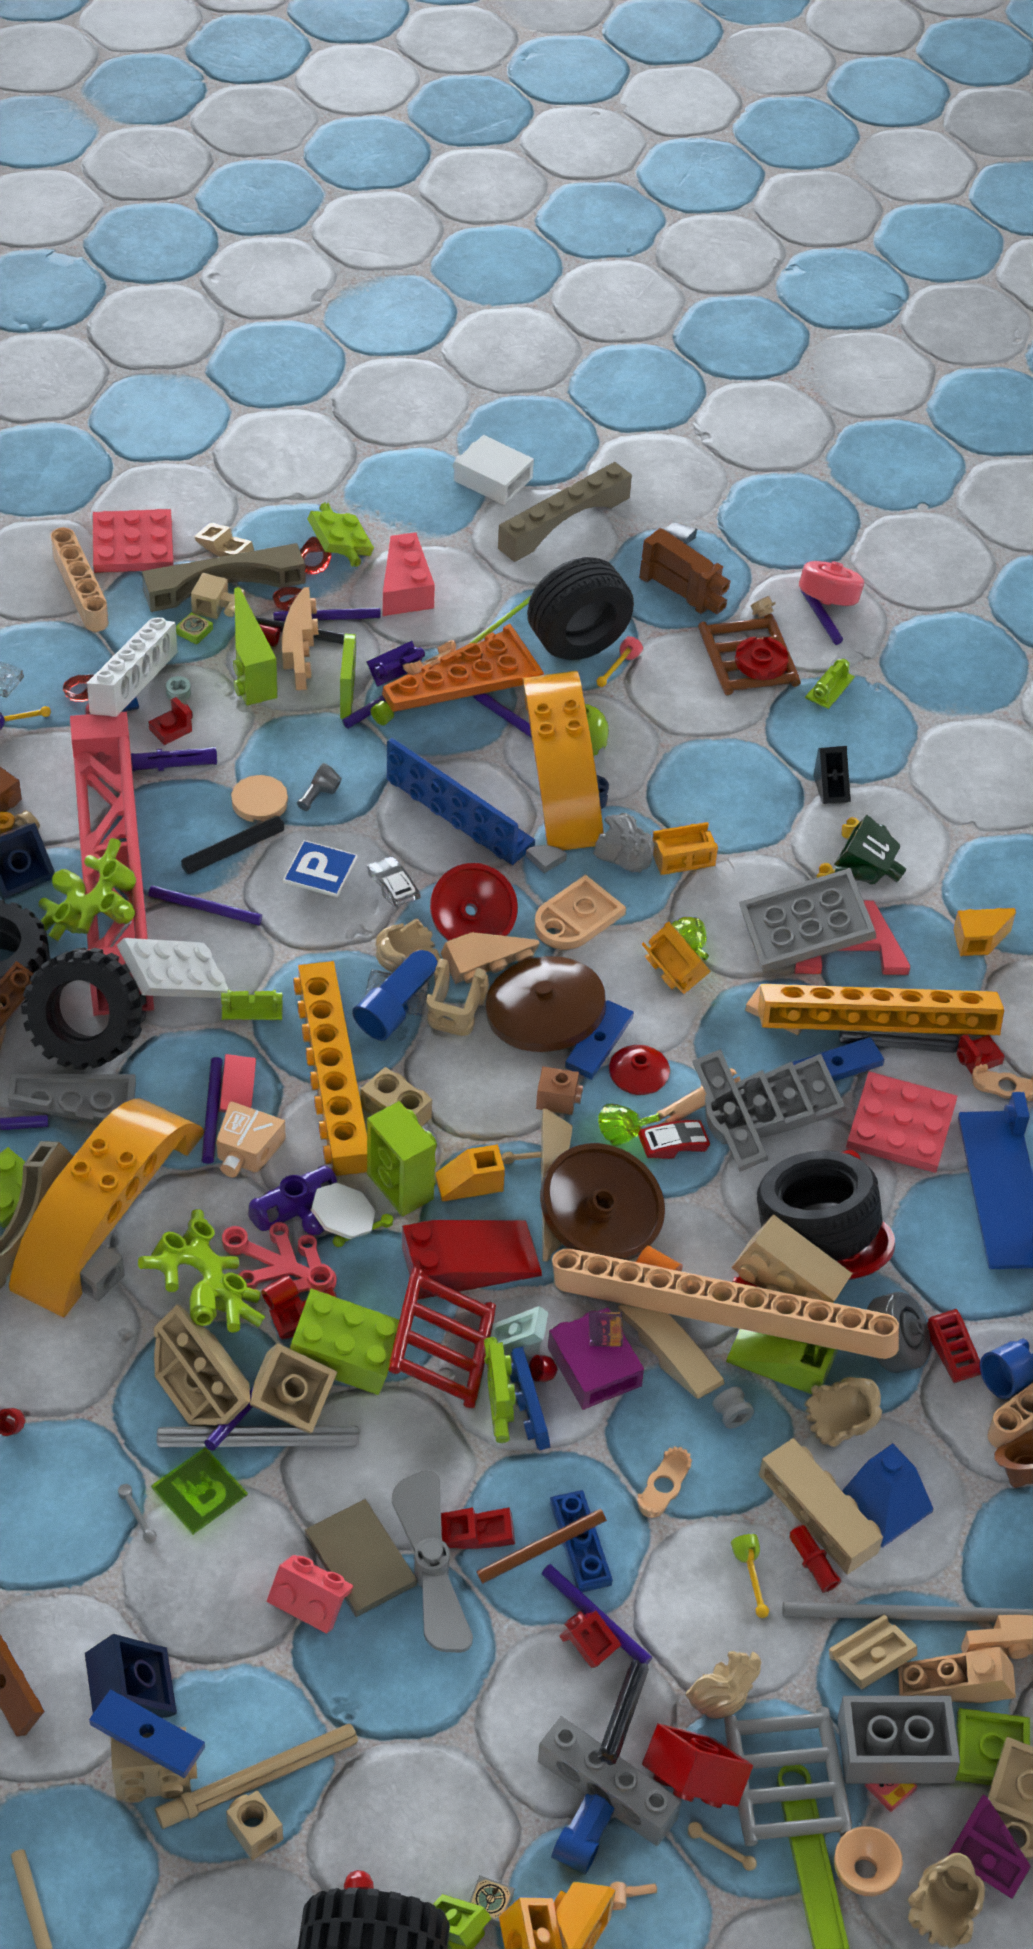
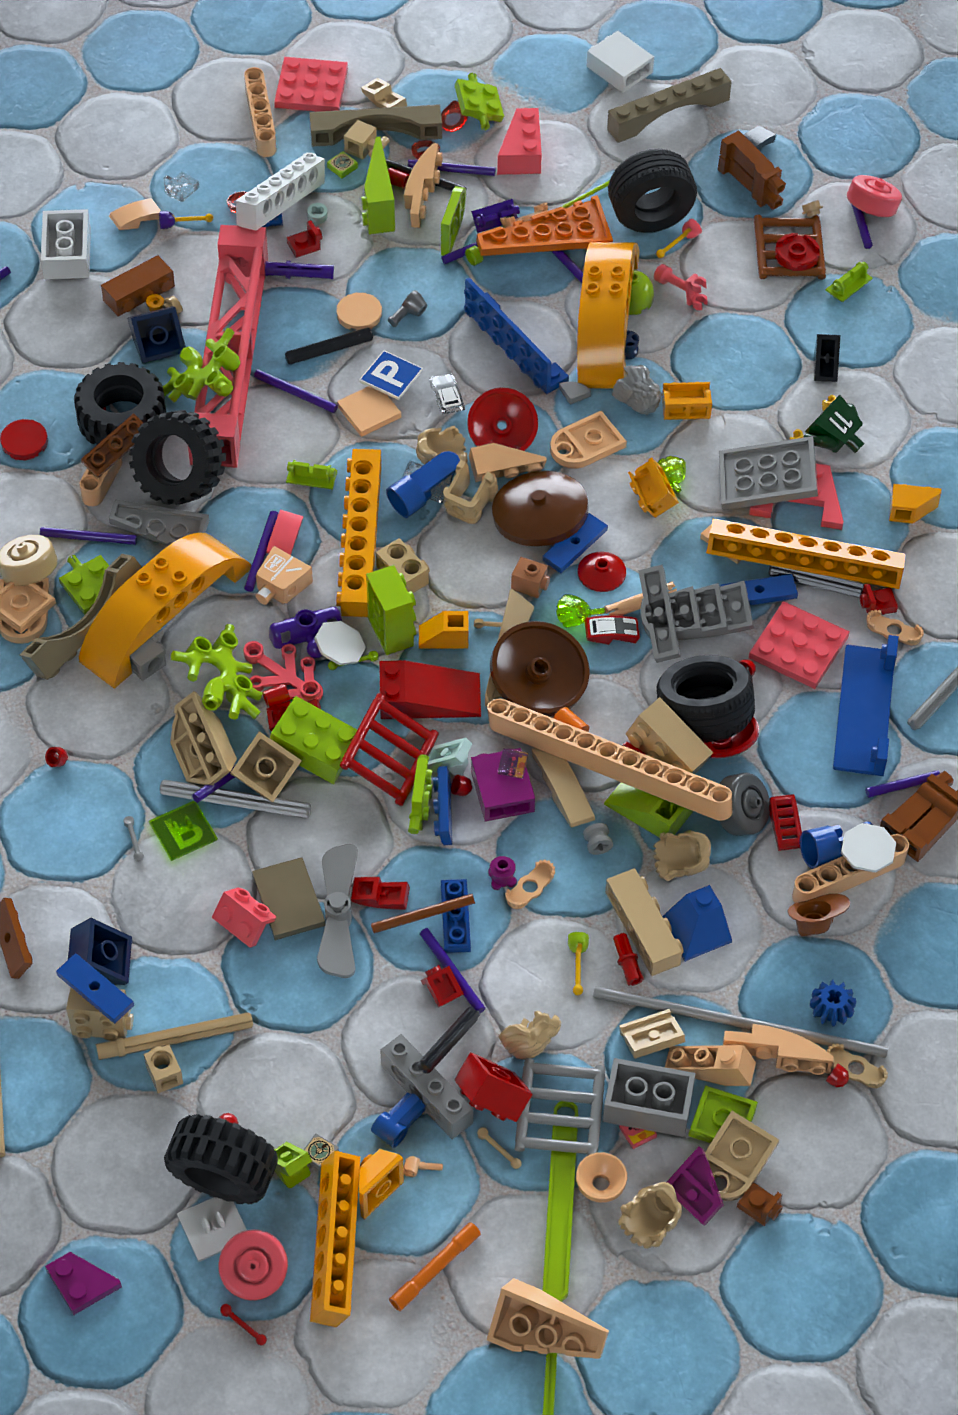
camera: 15 degrees right, 5 degrees up
(172, 968) = (252, 436): white plate -> none
(302, 915) = (368, 410): none -> light nougat tile
(626, 1473) = (502, 872): none -> magenta brick
(653, 714) = (663, 275): none -> coral bar

